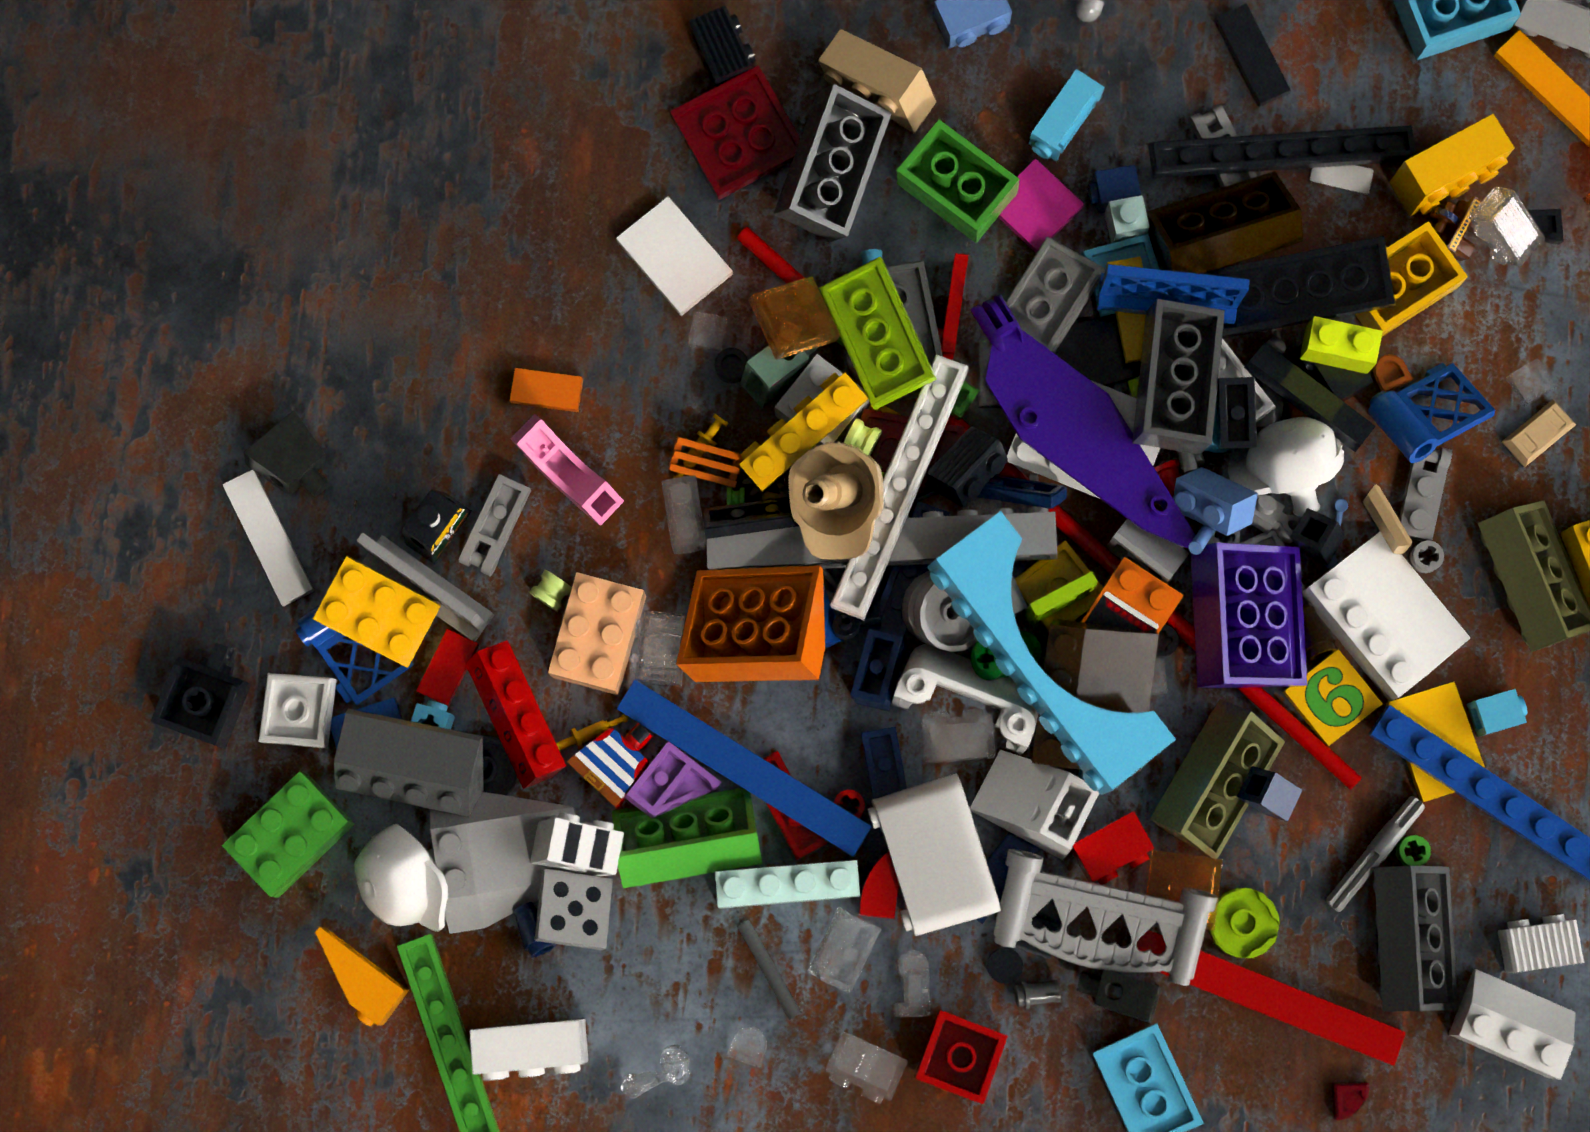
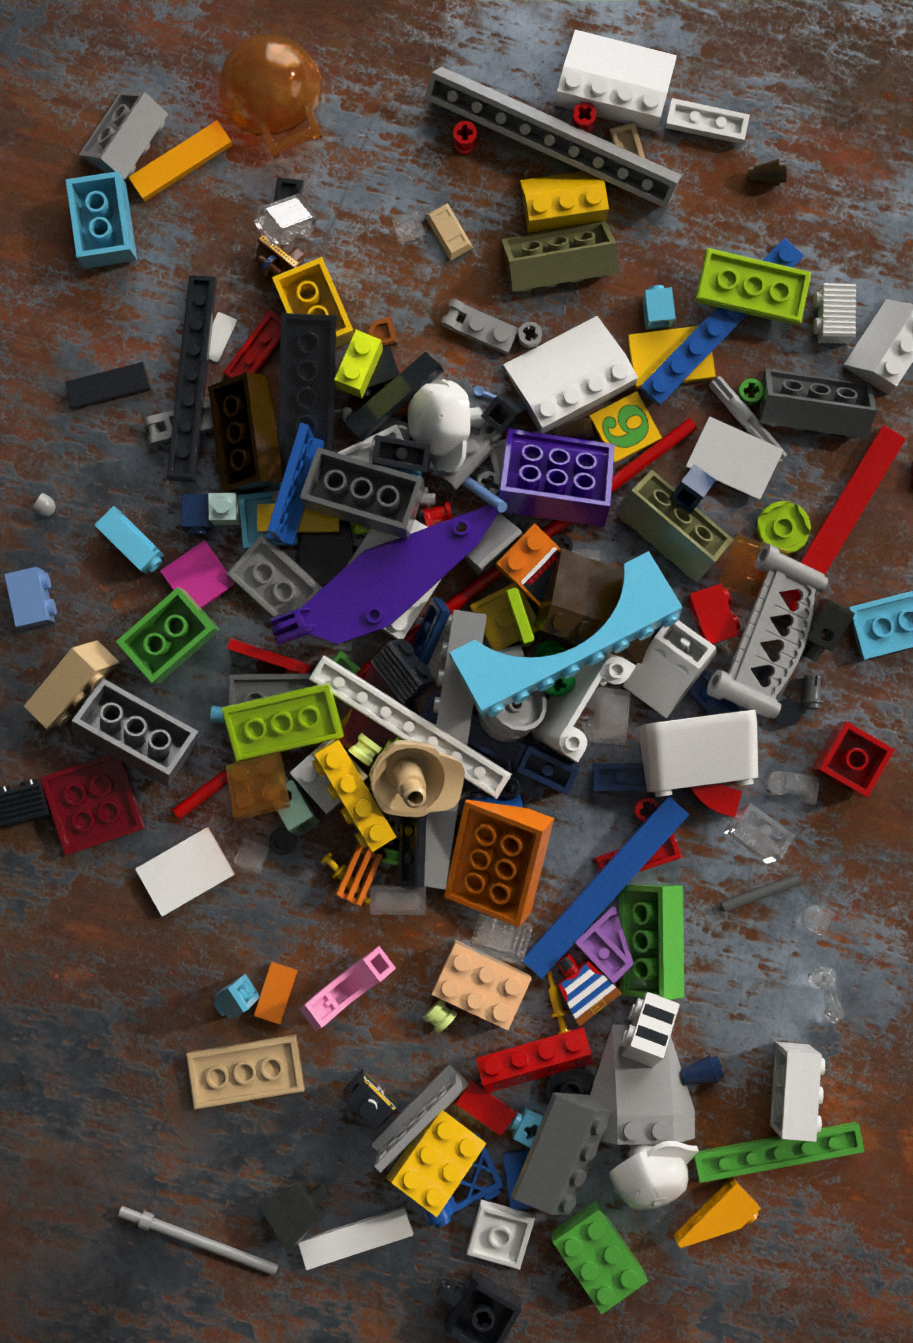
camera: 80 degrees left, 5 degrees up
(252, 288) = (147, 1221): none -> light grey bar
(446, 371) = (245, 1071): none -> tan tile
(495, 524) = (378, 1051): light grey plate -> none
(535, 340) = (236, 997): none -> medium azure slope
(573, 909) = (696, 1039): light grey tile -> none
(787, 884) = (701, 868): light aqua brick -> none
(865, 1066) = (847, 832): clear brick -> none
(1215, 501) = (464, 485): medium blue brick -> none
(1321, 843) = (735, 458): none -> white tile
(1334, 222) = (257, 348): none -> red tile
(1387, 521) = (498, 358): tan tile -> none
(1407, 423) = (423, 328): blue piece -> none
(1452, 166) = (230, 249): yellow brick -> none
(1550, 828) = (753, 286): none -> lime tile

